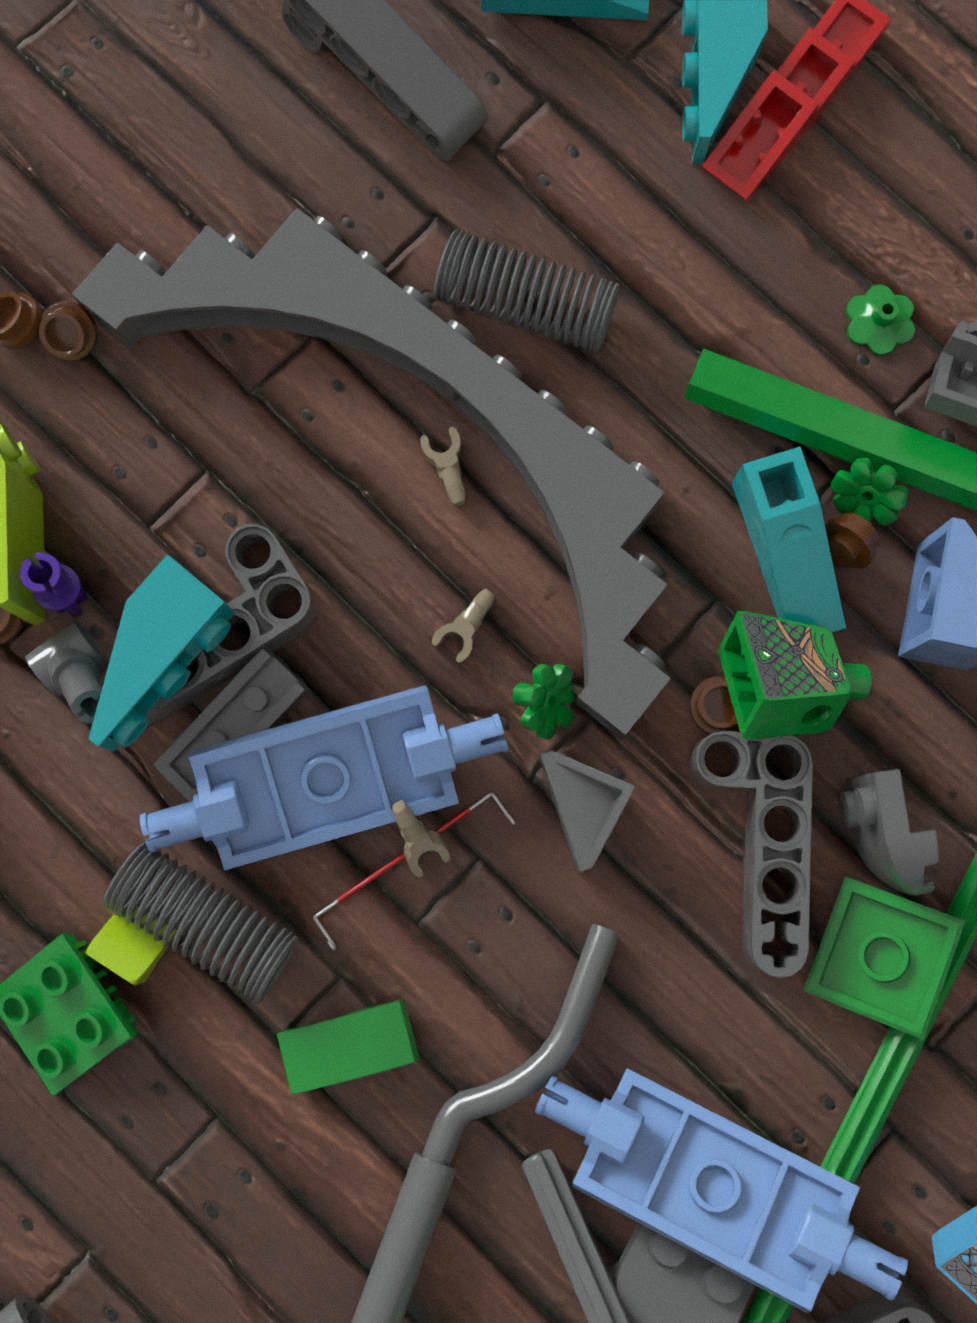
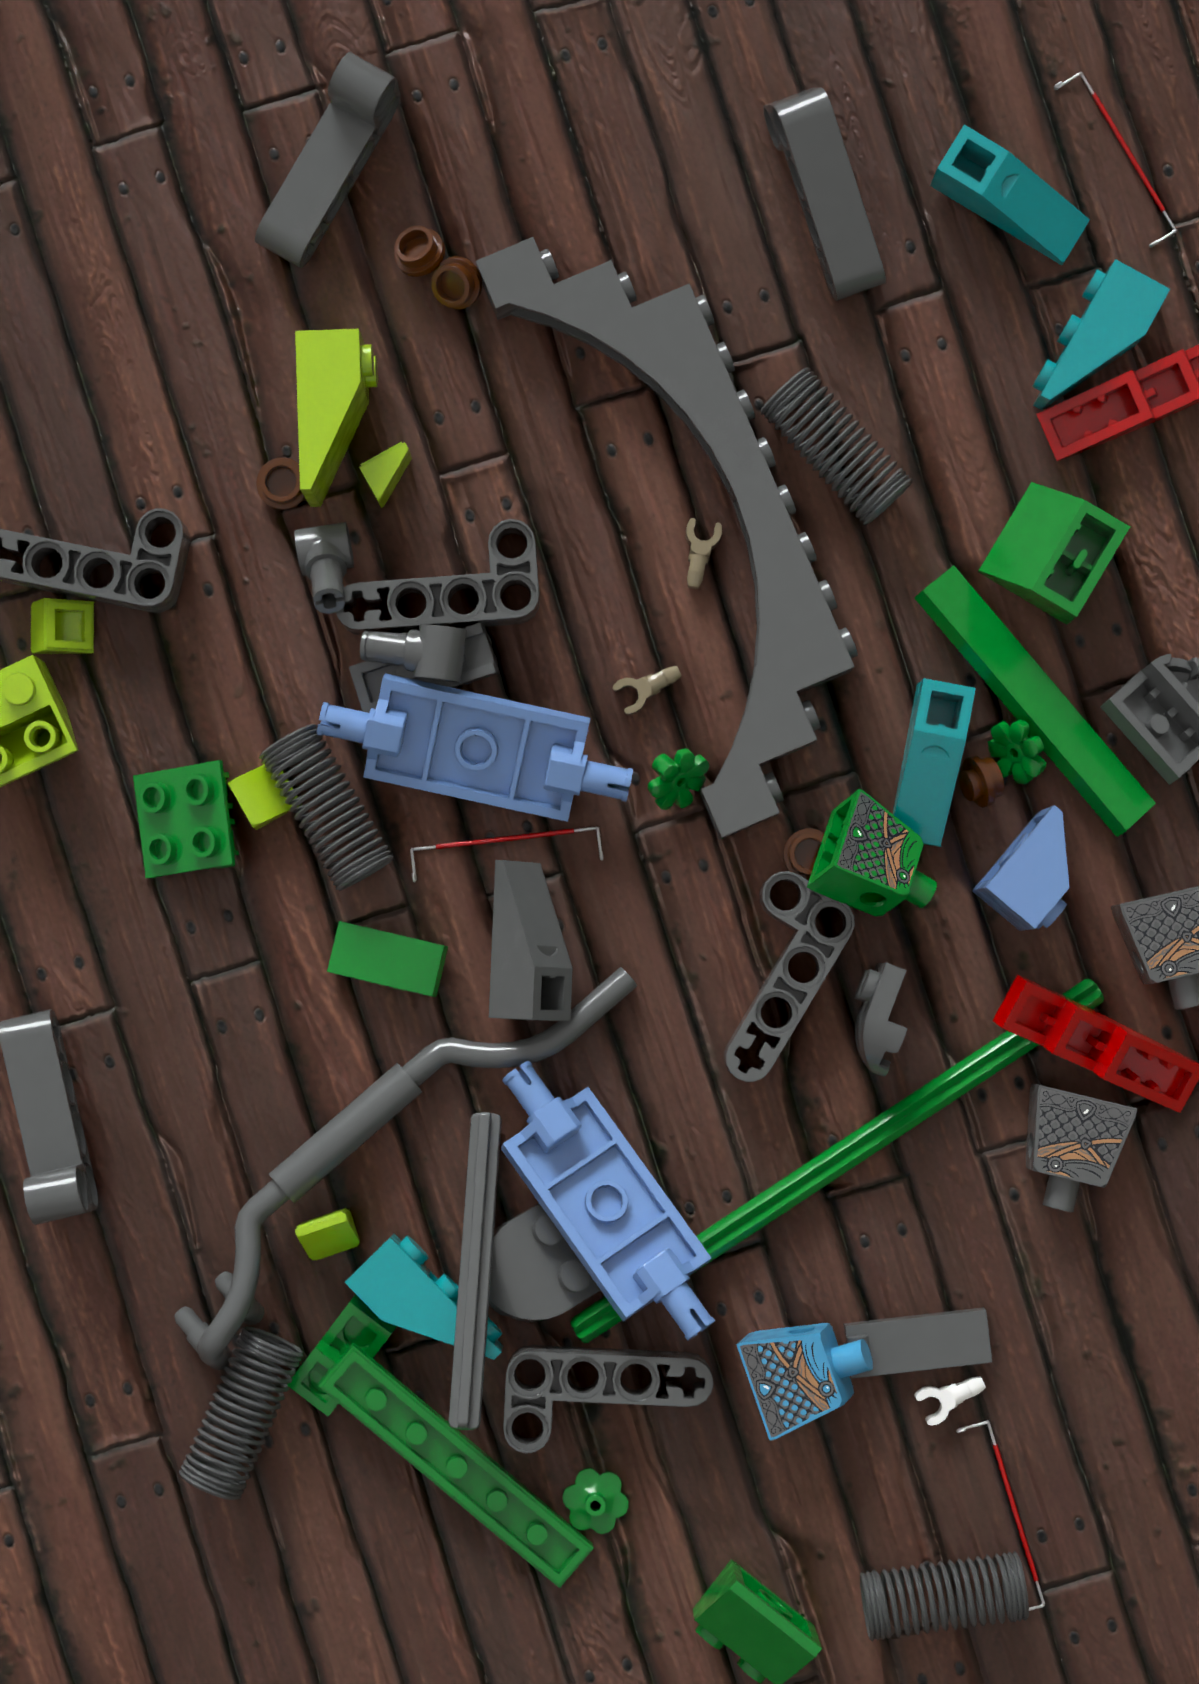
camera: 25 degrees right, 5 degrees up
(53, 584) = (346, 489): dark purple axle -> none
(90, 547) = (385, 471): none -> lime slope
(156, 641) = (409, 574): teal slope -> none
(225, 705) = (430, 652): none -> dark grey pin
(417, 837) = (522, 830): dark tan piece -> none
(489, 958) = (528, 949): none -> dark grey slope
(585, 803) = (663, 873): dark grey slope -> none
(797, 280) = (1054, 550): none -> green slope
(875, 328) = (1099, 622): green plant -> none
(885, 957) = (827, 1109): green plate -> none

